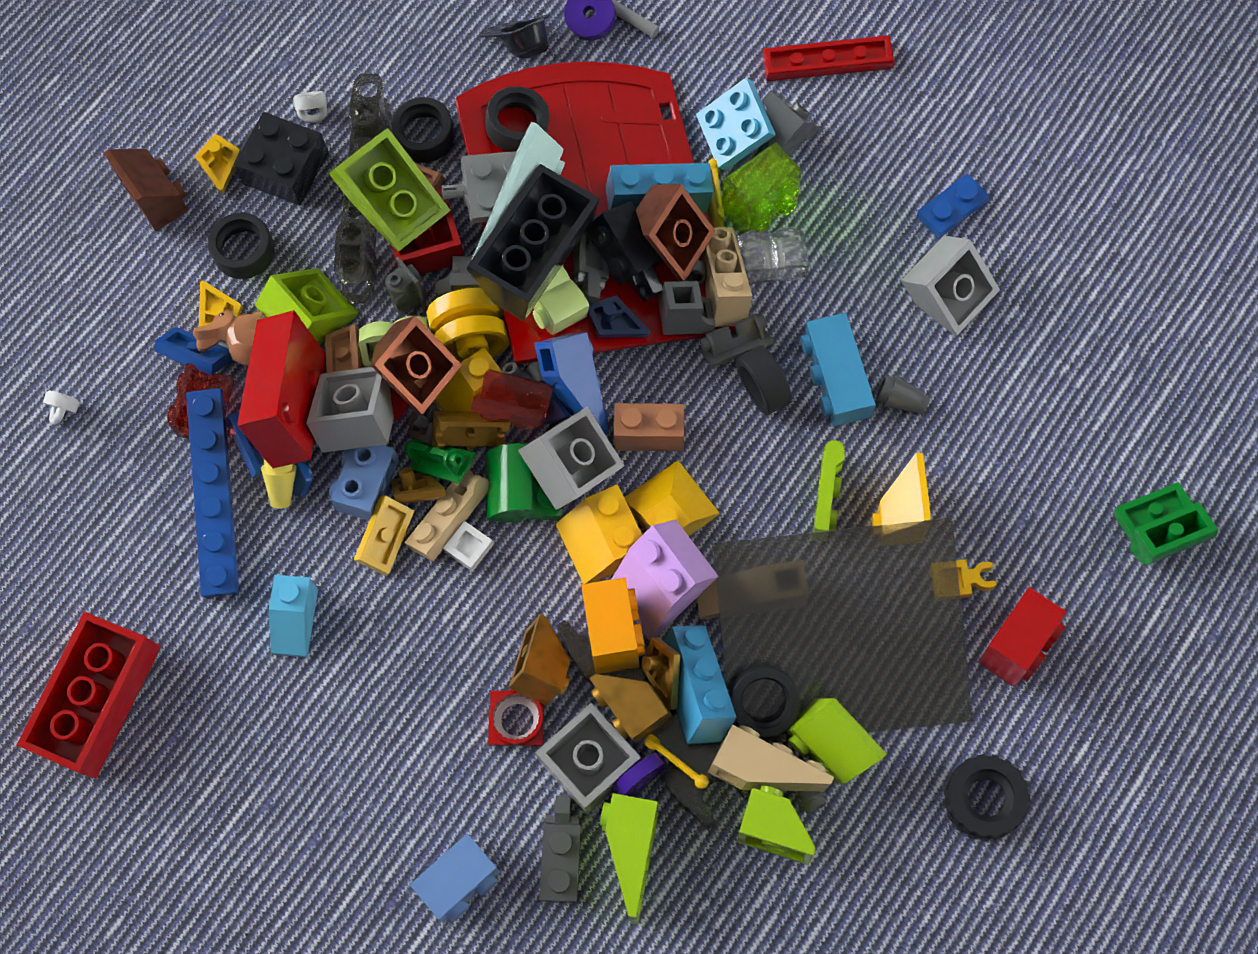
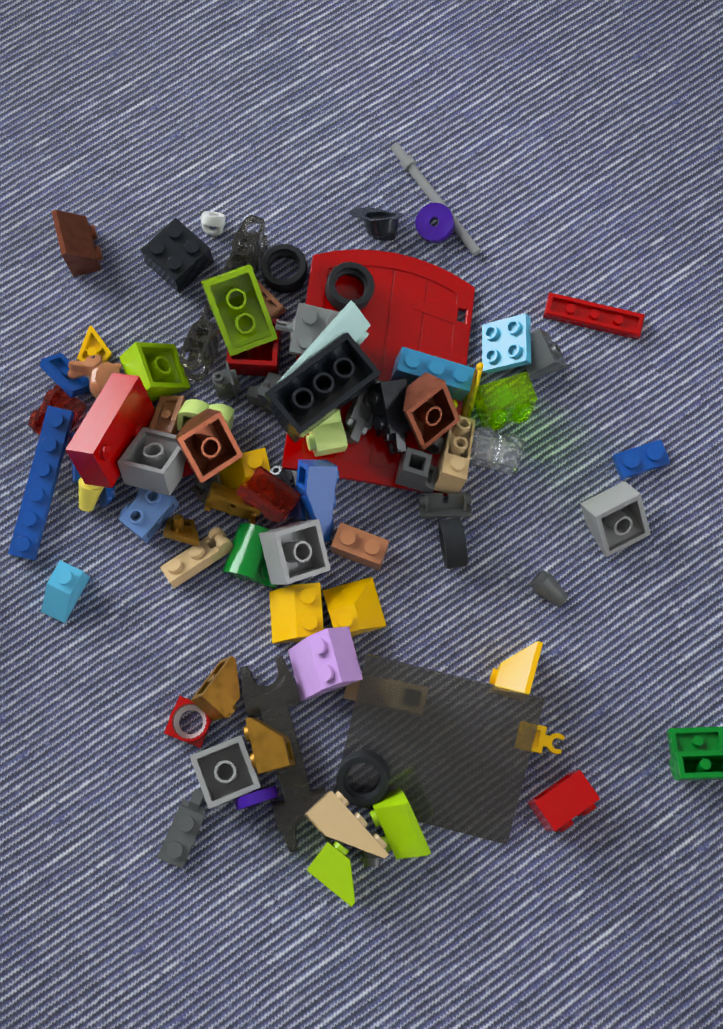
camera: 15 degrees right, 5 degrees up
(217, 160) = (133, 240): yellow piece -> none
(232, 225) = (124, 292): black tyre -> none
(384, 535) = (147, 557): yellow plate -> none
(444, 463) = (207, 522): green hinge -> none
(456, 879) = (103, 822): medium blue brick -> none
(468, 322) = (257, 427): yellow wheel -> none
(468, 546) = (202, 586): white plate -> none
(610, 619) = (274, 687): light orange brick -> none
(615, 320) = (363, 460): dark blue piece -> none
(630, 833) = (230, 844): lime slope -> none
(663, 671) = (300, 730): pearl gold piece -> none
(701, 781) = (274, 779): yellow hinge -> none
(702, 694) = (320, 748): dark azure brick -> none
(829, 486) = (469, 638): lime hinge -> none
(838, 370) = (509, 553): dark azure brick -> none
(1006, 777) = (513, 894): black tyre -> none

